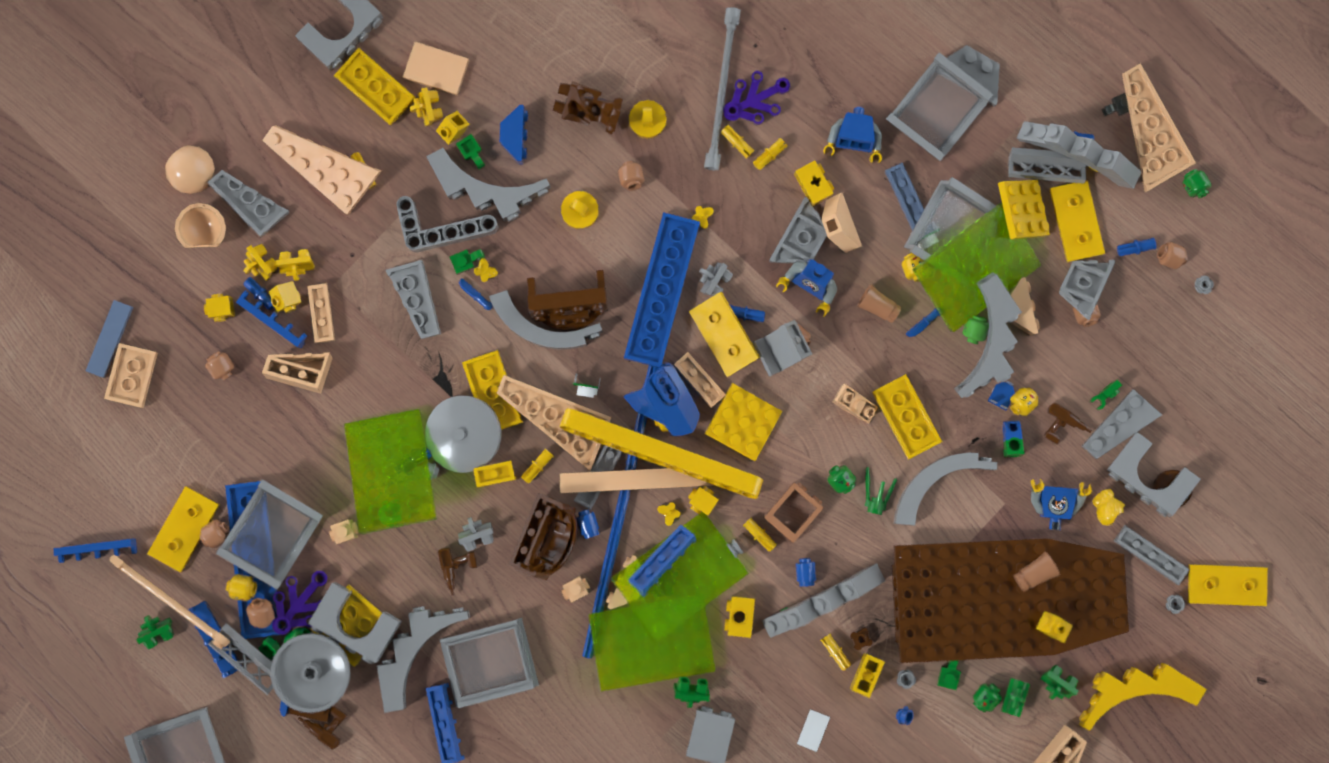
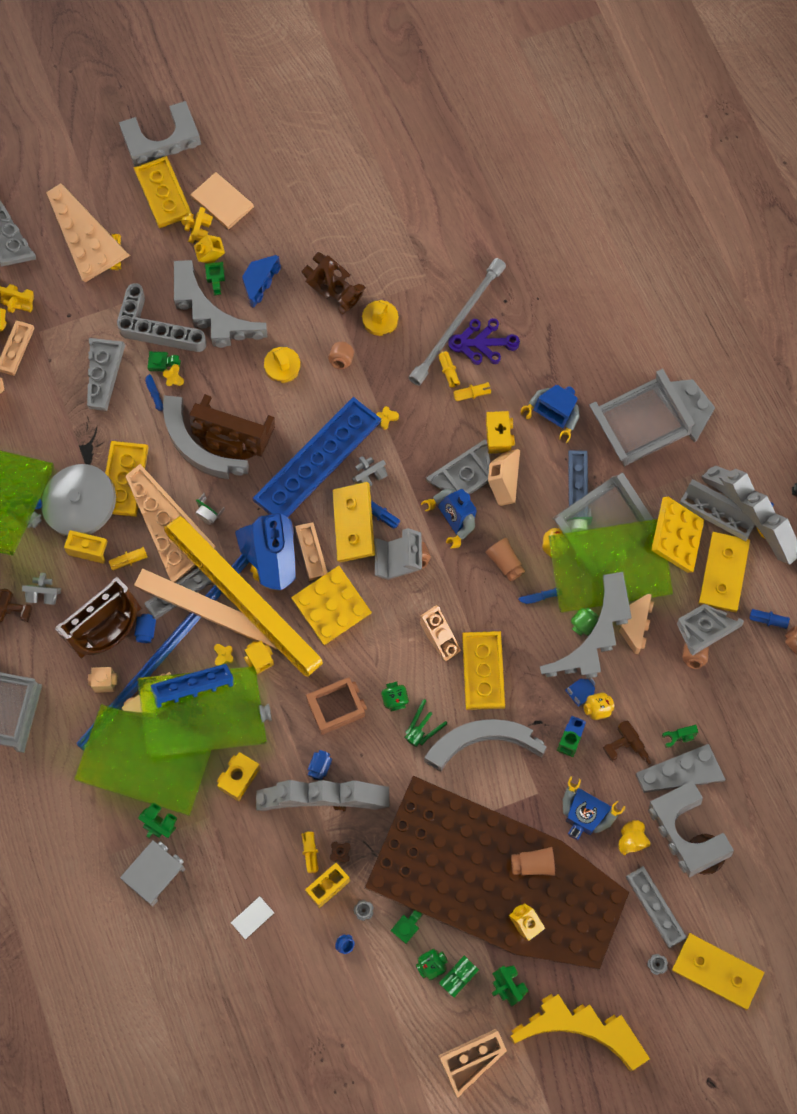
camera: 25 degrees right, 15 degrees down
(759, 534) = (294, 711): yellow axle -> none

